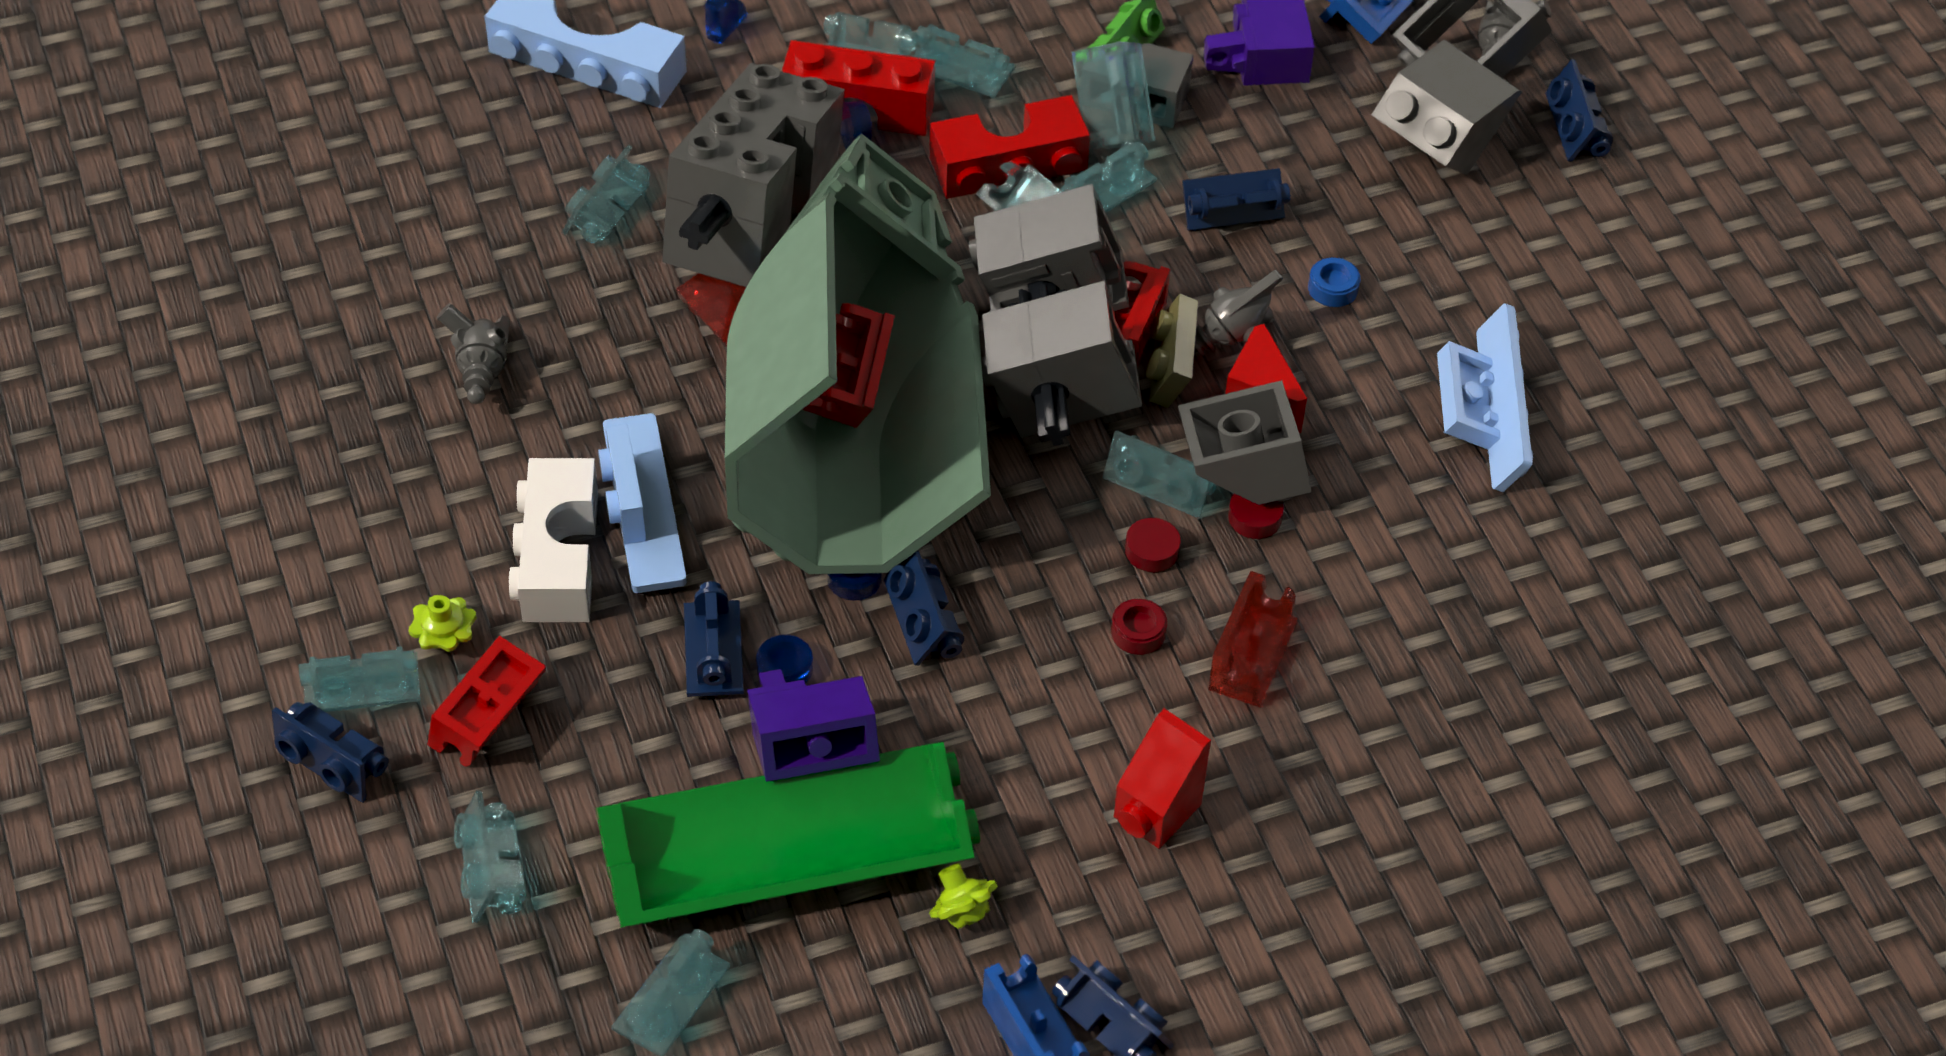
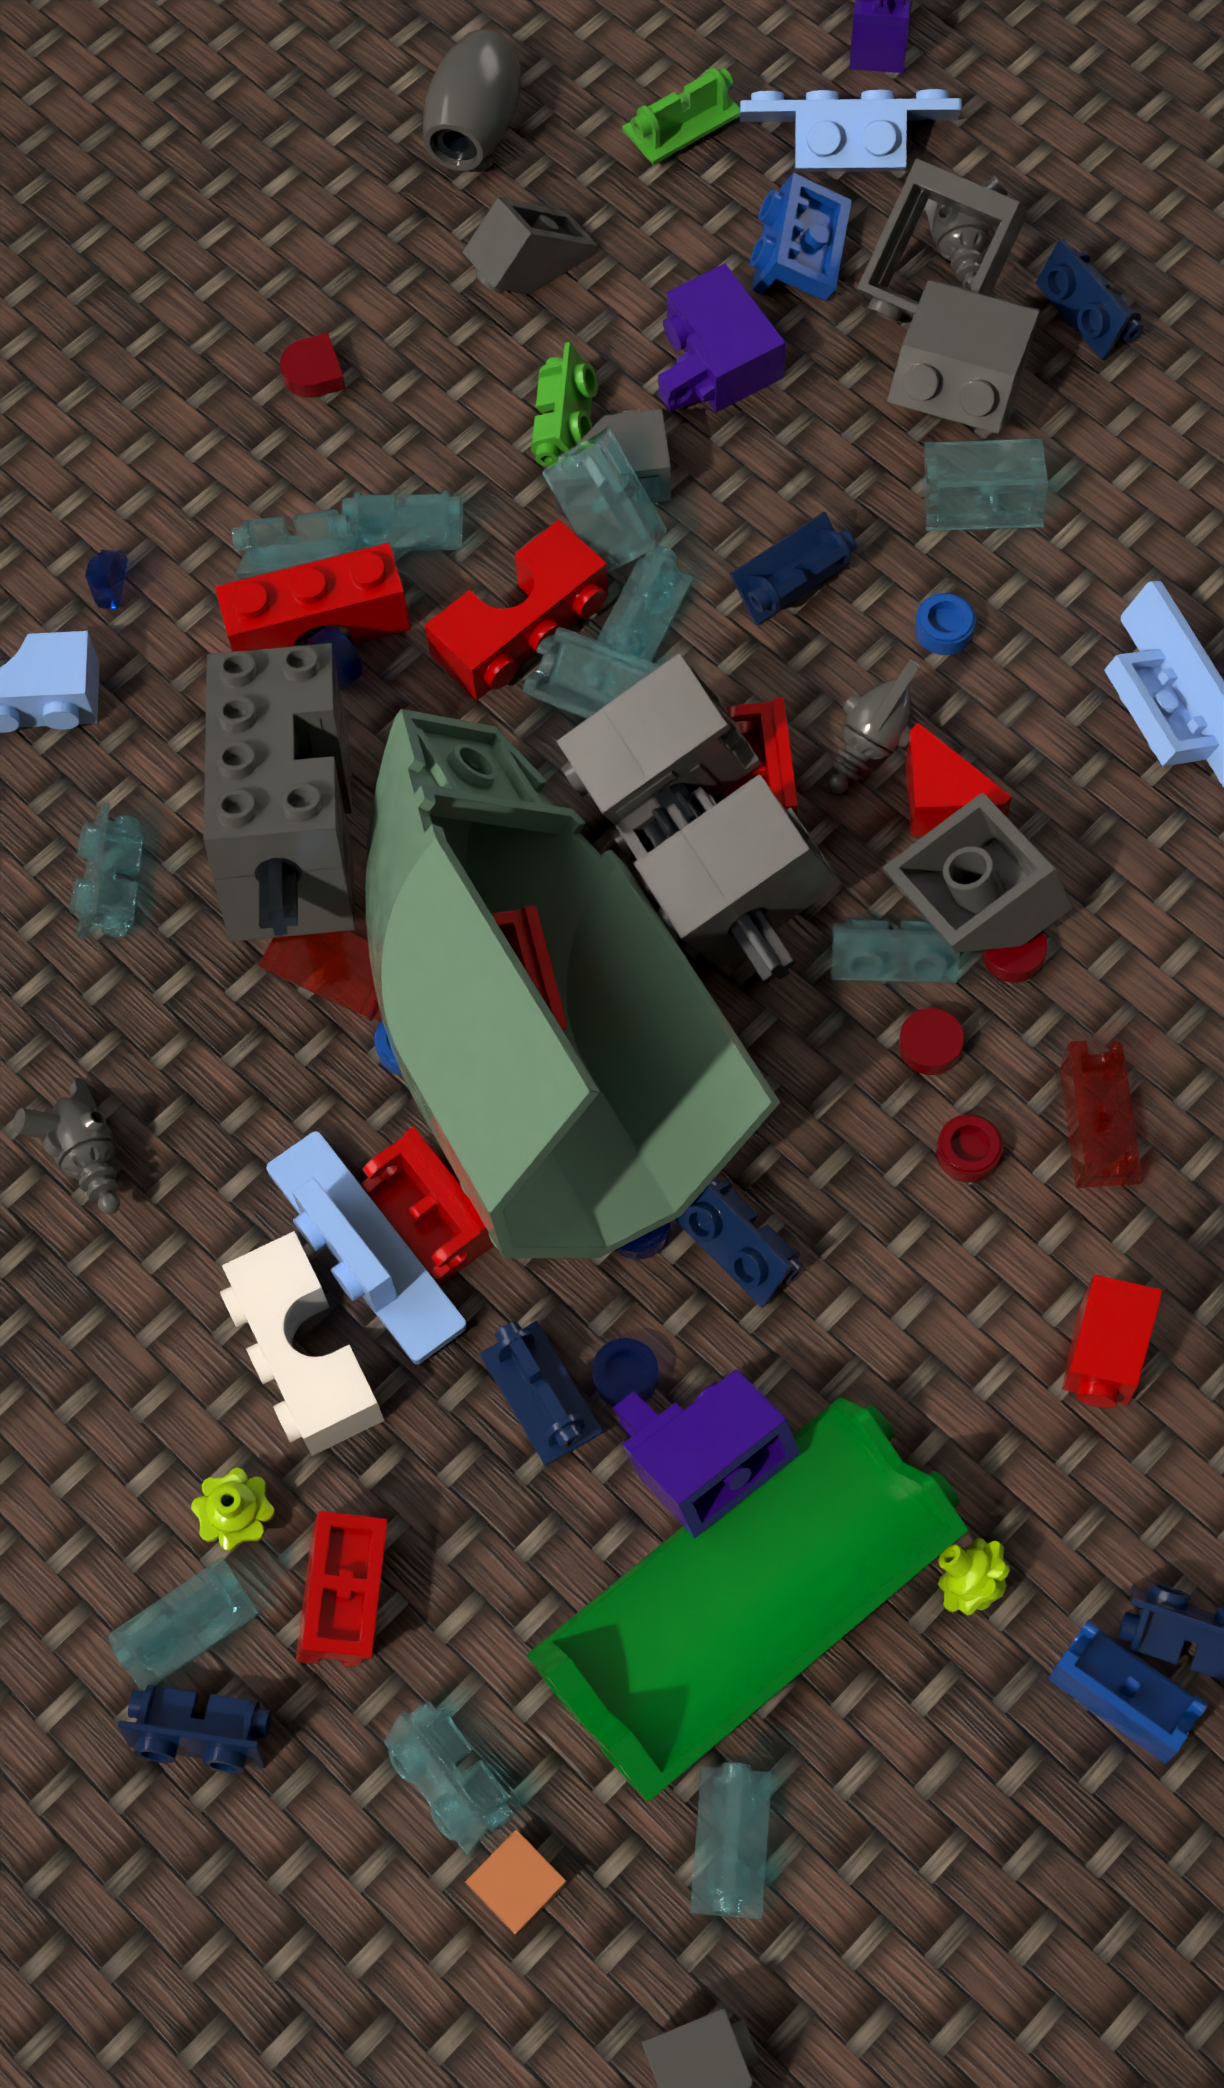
camera: 20 degrees left, 15 degrees up
(496, 951) = (516, 1882): none -> nougat tile
(700, 494) = (426, 1206): none -> red hinge
(1173, 352) = (832, 793): olive plate -> none
(1417, 201) = (984, 484): none -> clear light blue hinge

